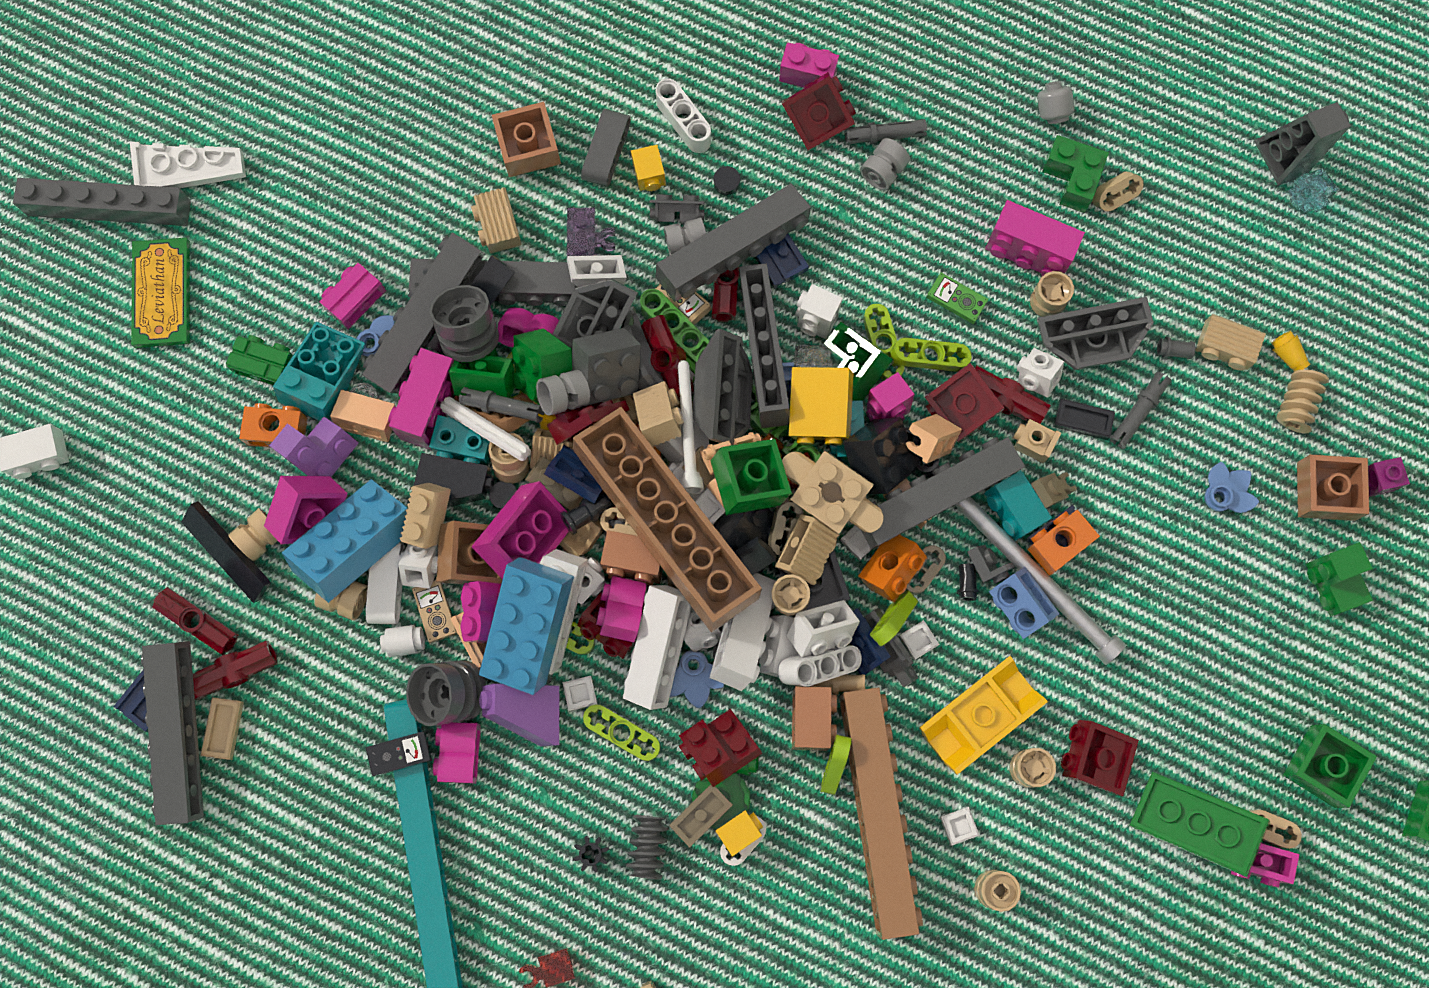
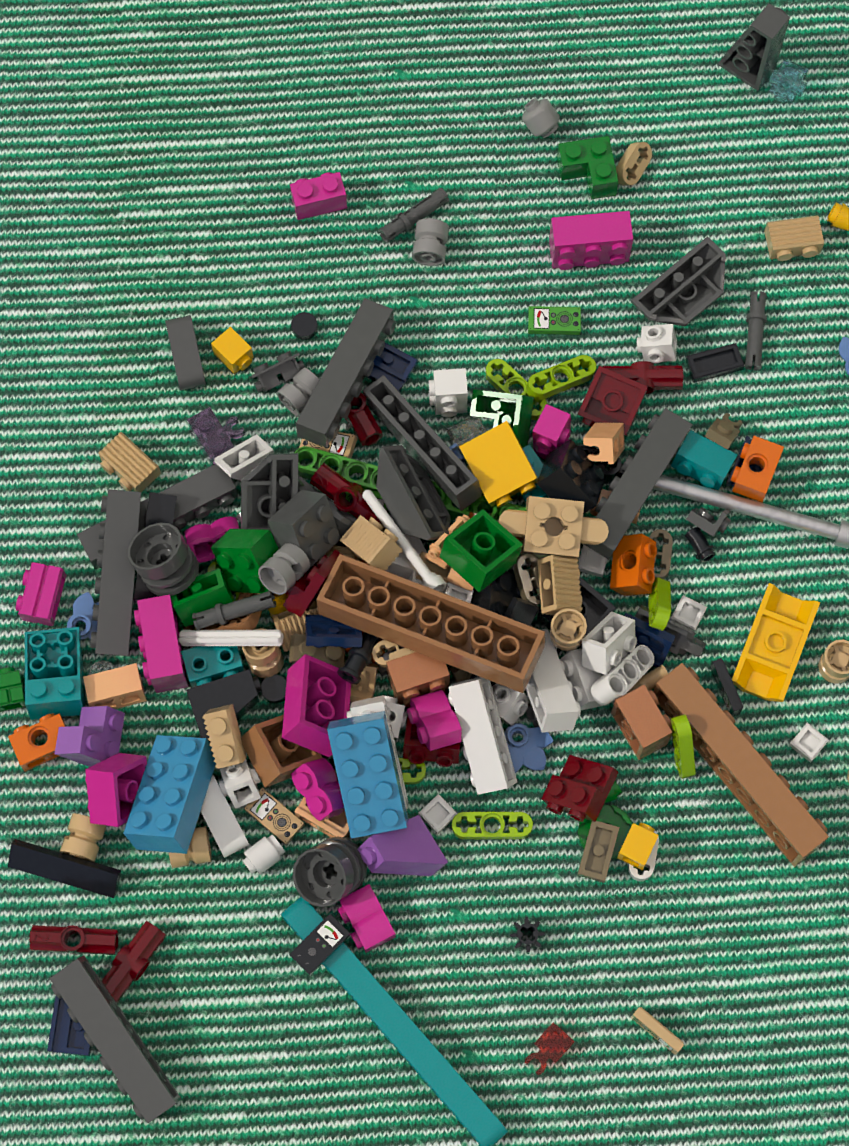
camera: 30 degrees left, 5 degrees down
(222, 728) = (151, 1017): tan tile -> none
(526, 139) = (114, 381): nougat brick -> none
(647, 847) = (569, 902): dark grey piece -> none
(681, 104) = (227, 282): white beam -> none
(819, 110) = (350, 226): dark red plate -> none
(912, 730) = (726, 687): none -> black tile
(1029, 598) = (757, 528): medium blue brick -> none
(1037, 450) = (687, 408): tan brick -> none
(1051, 294) = (630, 275): tan wheel -> none
(1175, 348) = (748, 268): dark grey pin -> none

